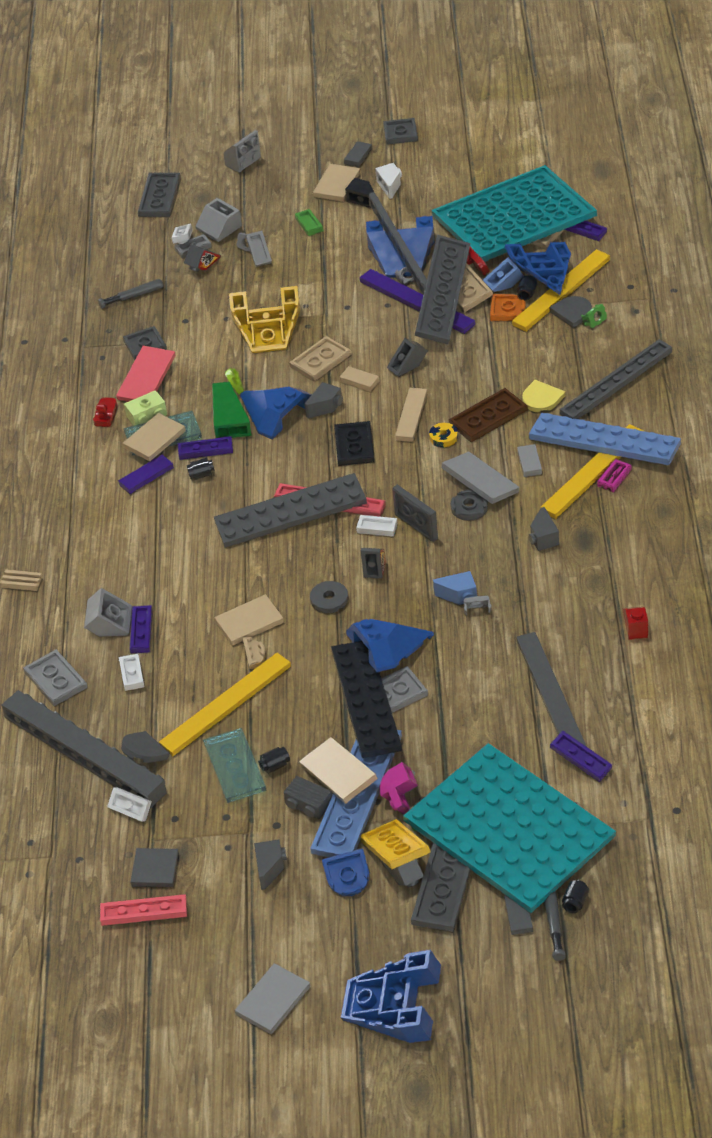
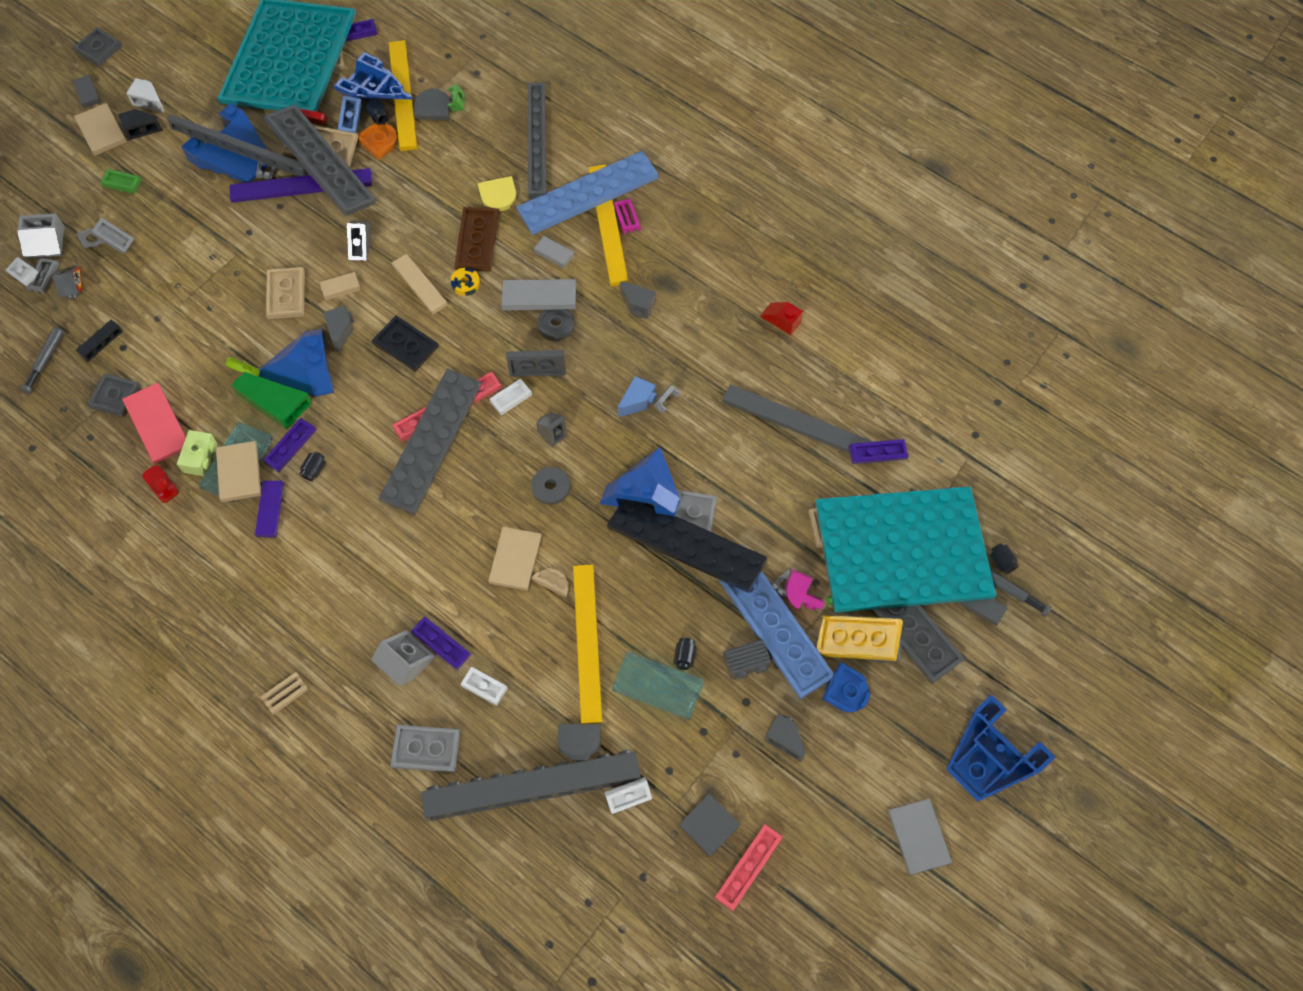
camera: 55 degrees left, 20 degrees up
(175, 305) = (99, 340): none -> black piece
(266, 327) = (206, 300): yellow wedge -> none
(338, 770) = (744, 618): tan tile -> none

